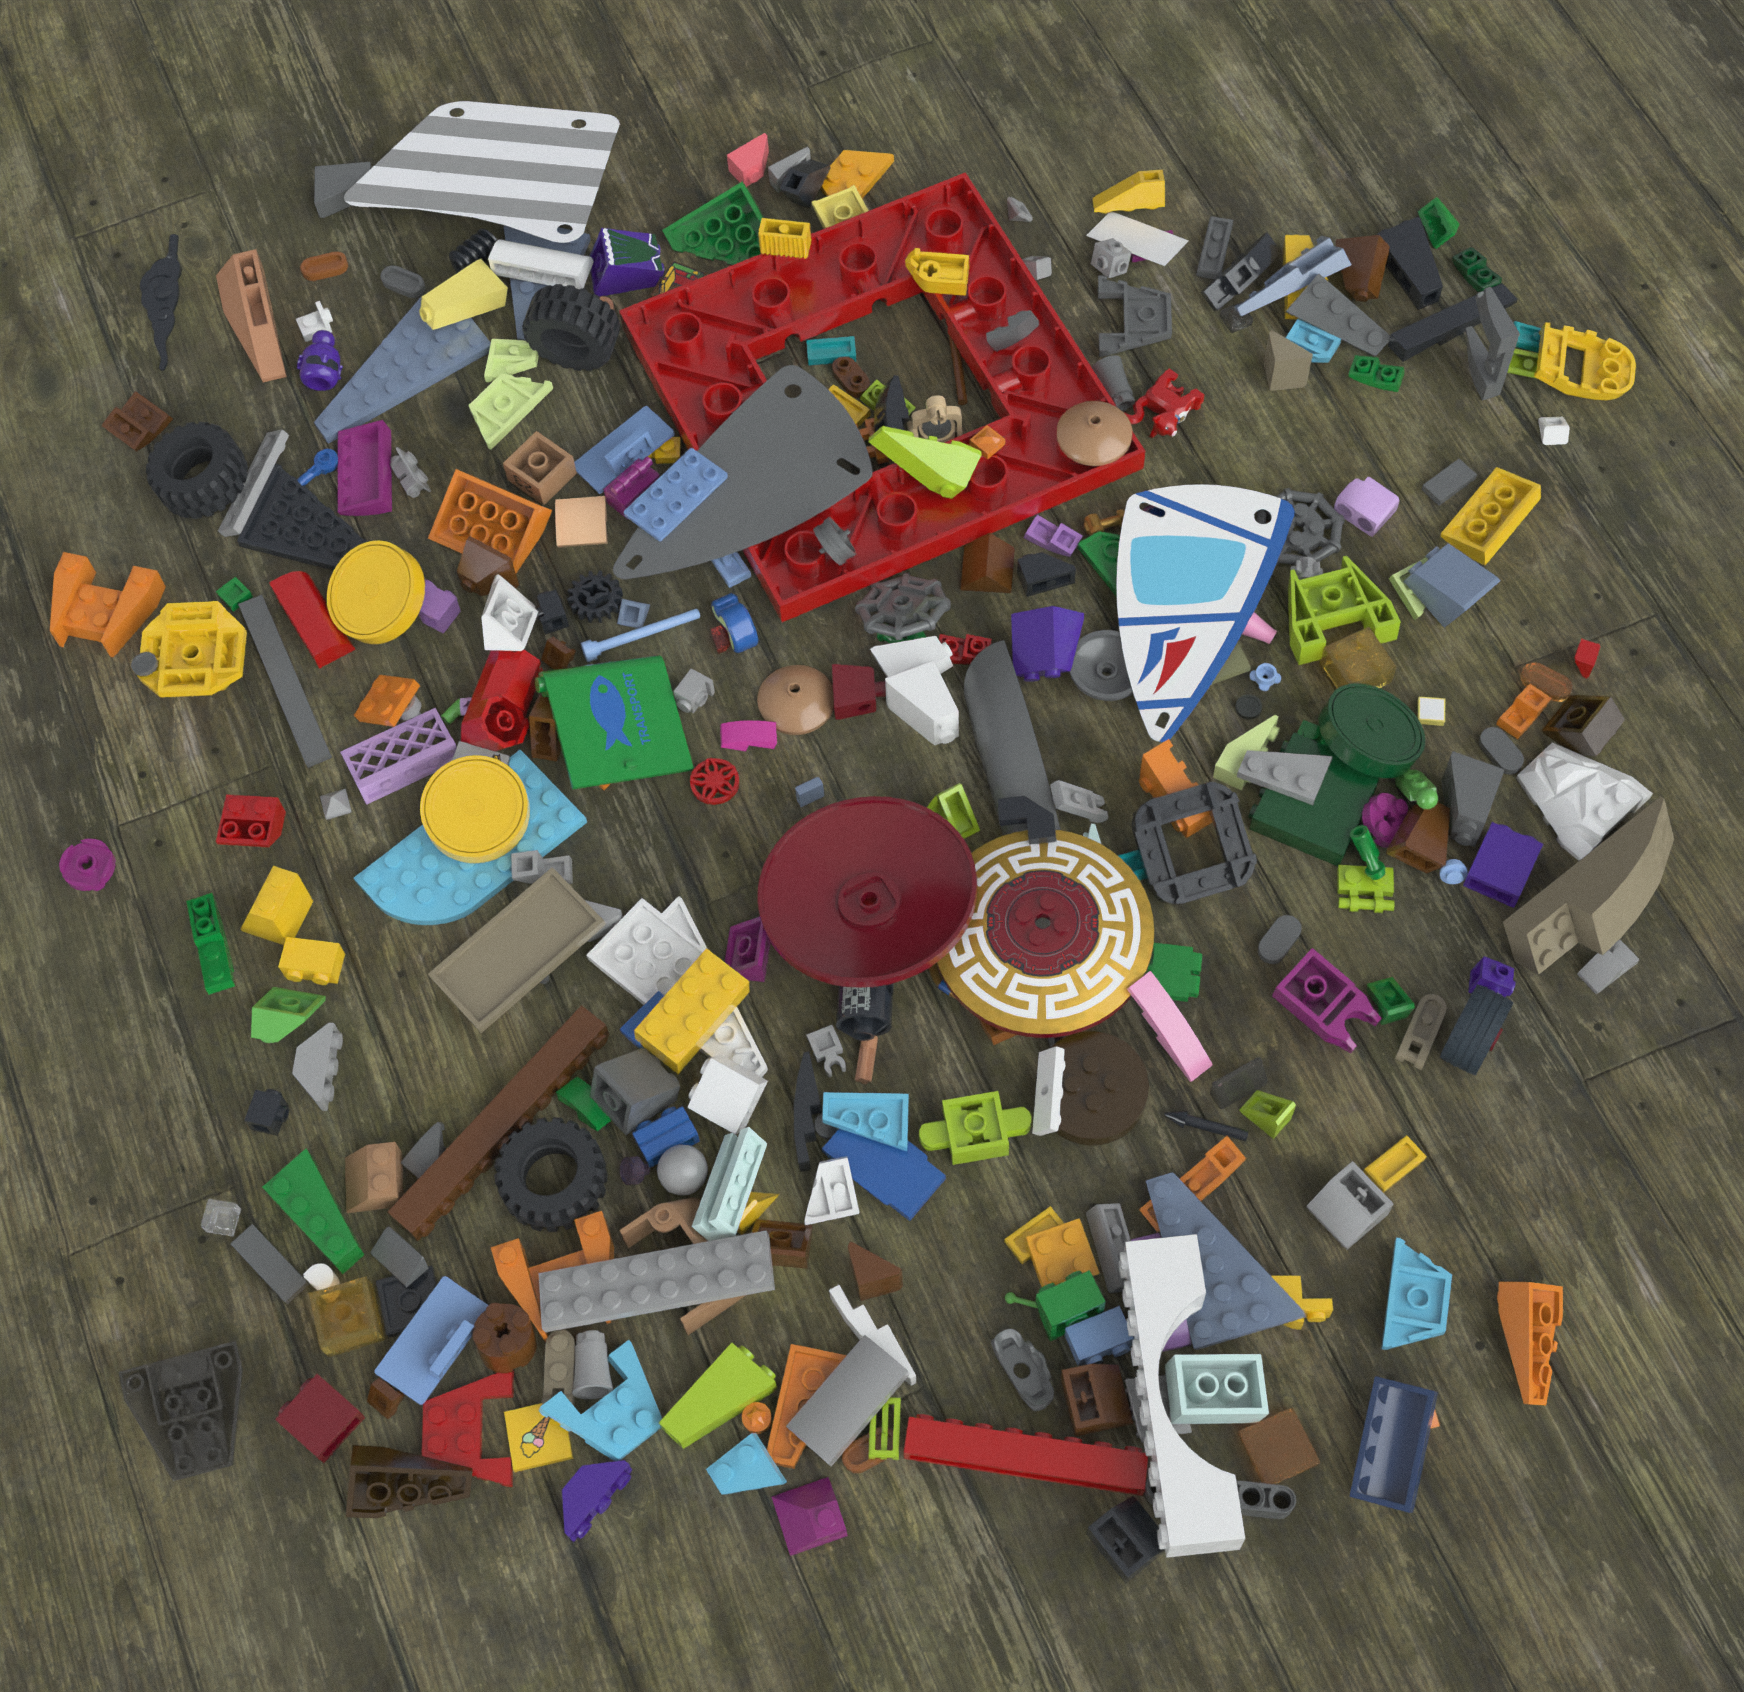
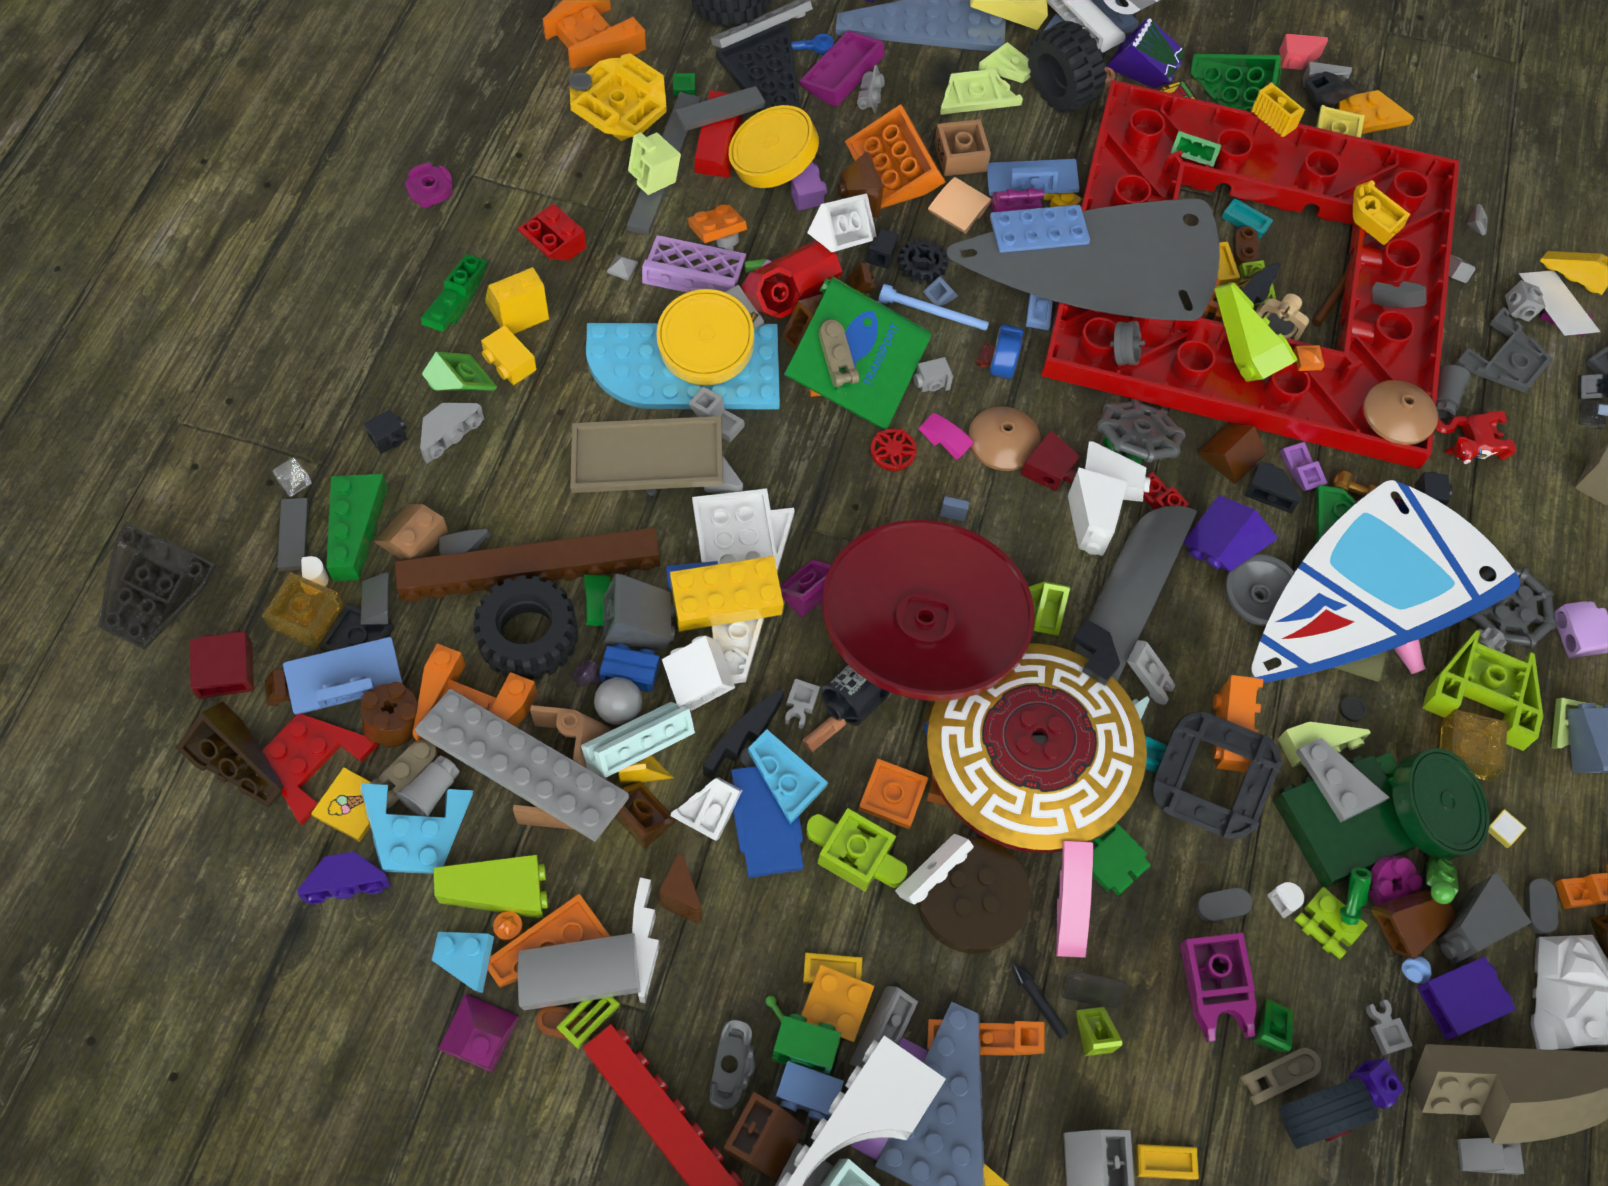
camera: 30 degrees right, 0 degrees up
(282, 689) = (653, 162): none -> yellowish green plate
(295, 593) = (719, 108): none -> dark grey tile
(602, 736) = (837, 353): none -> dark tan plate
(742, 321) = (1196, 148): none -> green slope
(963, 1061) = (893, 794): none -> orange plate
(1166, 474) = (1435, 486): none -> black brick
(1265, 670) = (1386, 689): light blue plate -> none
(1320, 896) = (1286, 898): none -> white brick
(1470, 936) = (1388, 1033): none -> light grey plate

